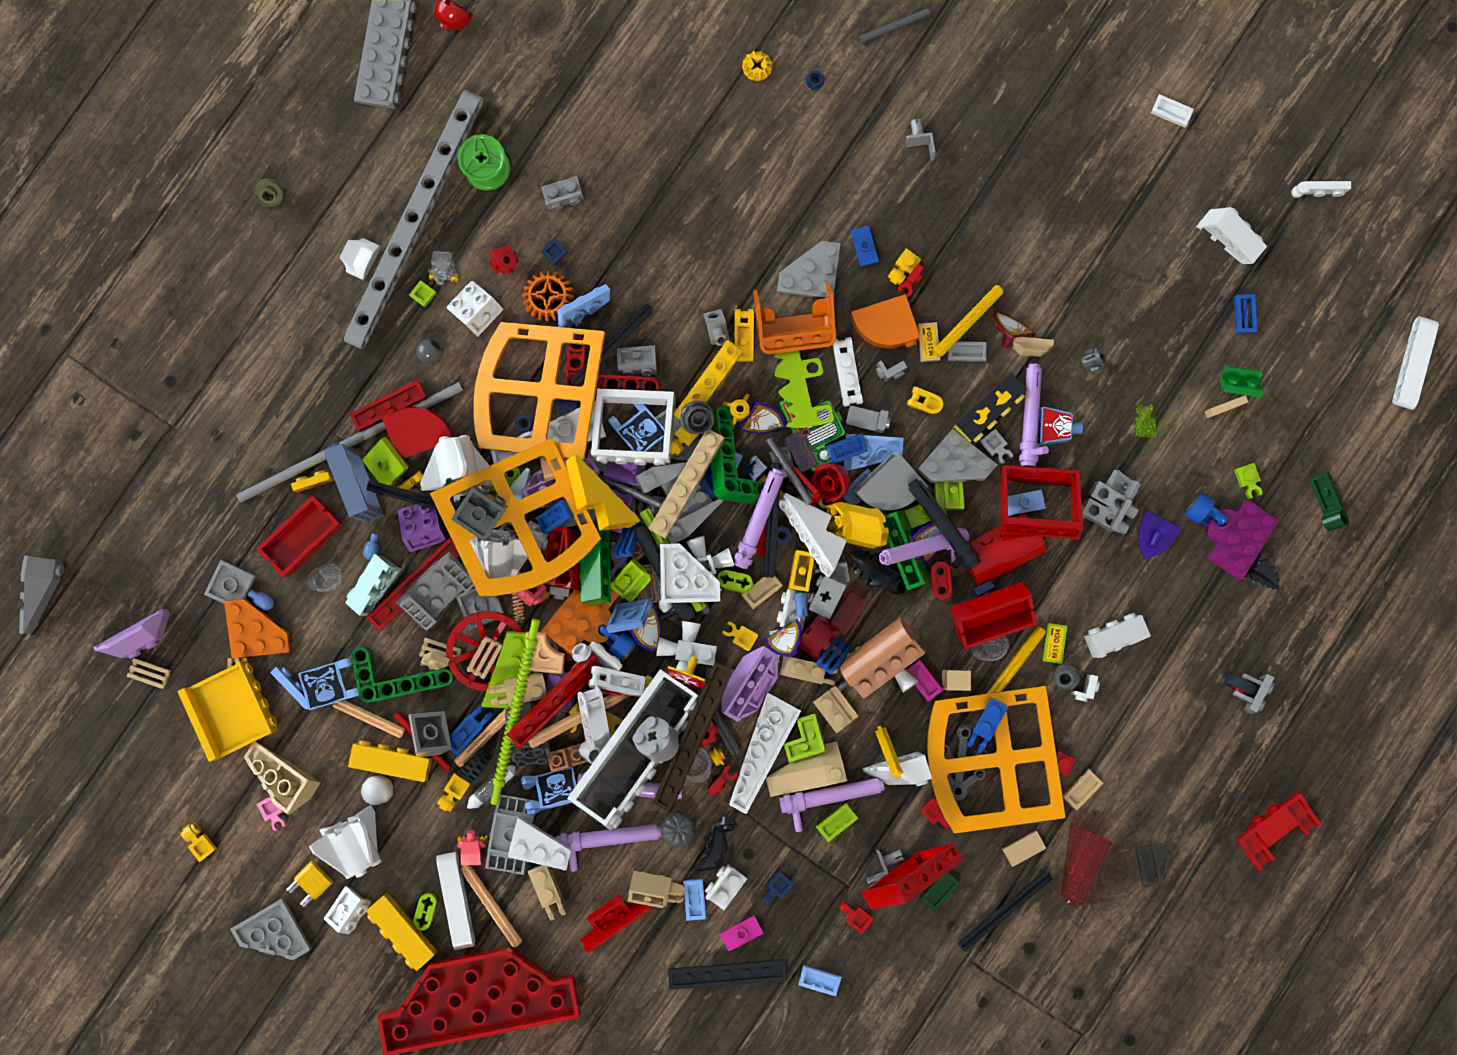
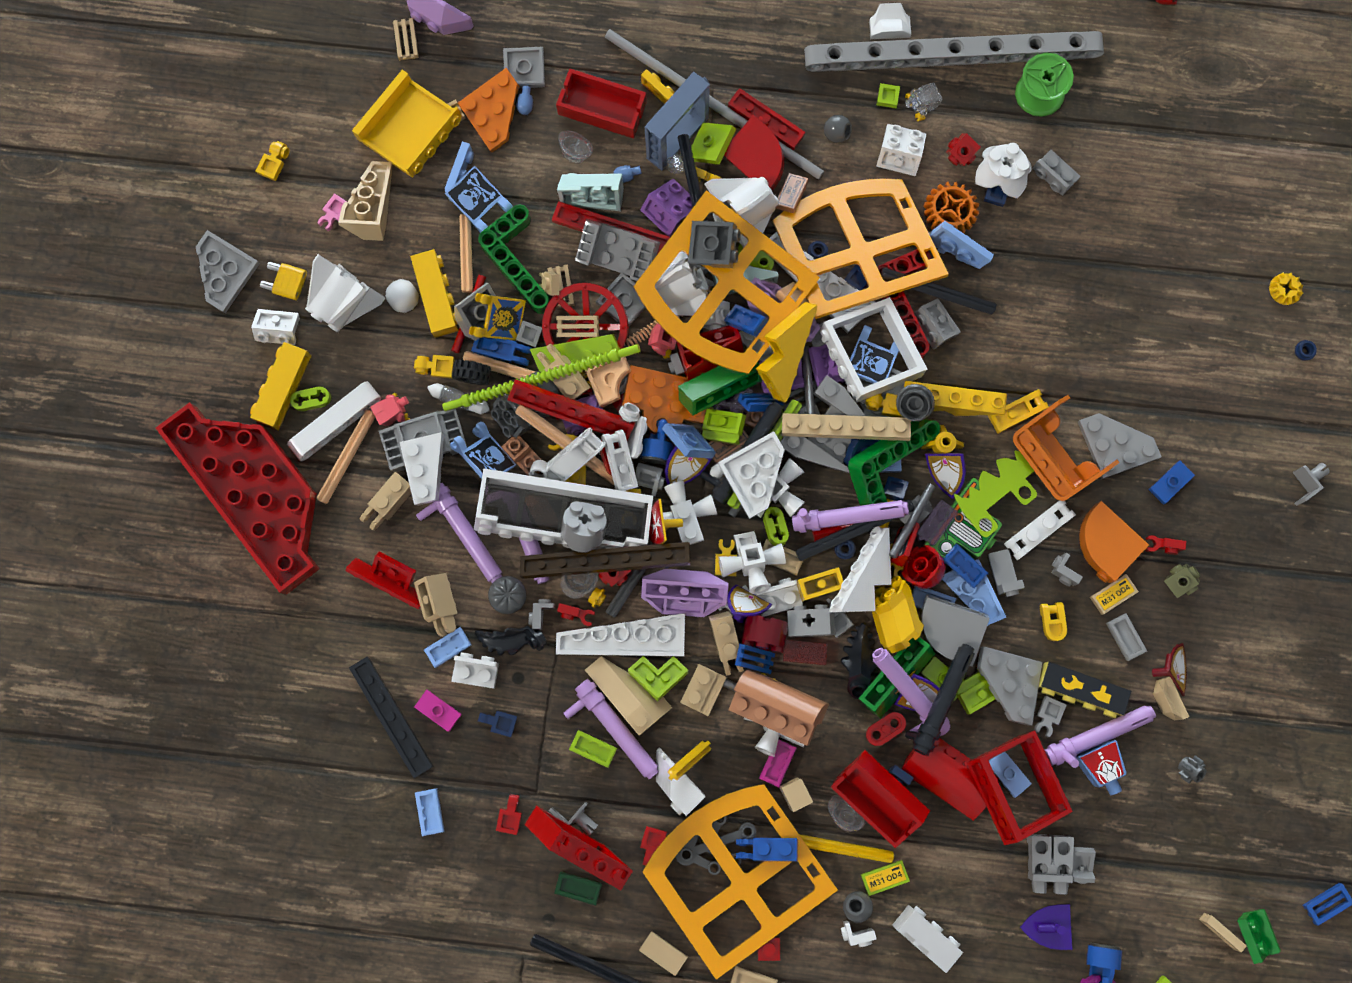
camera: 65 degrees right, 5 degrees down
(386, 502) = (675, 164): none -> clear plate
(443, 716) = (502, 317): none -> flag
(464, 419) = (791, 193): none -> tile
(467, 700) = (528, 334): none -> light grey plate
(549, 235) = (1004, 167): none -> white brick
(641, 662) = (649, 477): none -> light grey bracket
(707, 814) = (536, 616): none -> light grey bracket
(716, 327) = (1011, 380): light grey bracket -> none
(753, 616) = (751, 561): none -> white brick
(801, 604) = (787, 600): medium blue pin -> none
(905, 264) = (1176, 530): yellow plate -> none
(946, 283) = (1181, 587): none -> olive brick
(968, 320) = (1158, 622): yellow axle -> none
(1144, 424) = (1155, 856): clear neon green plate -> none

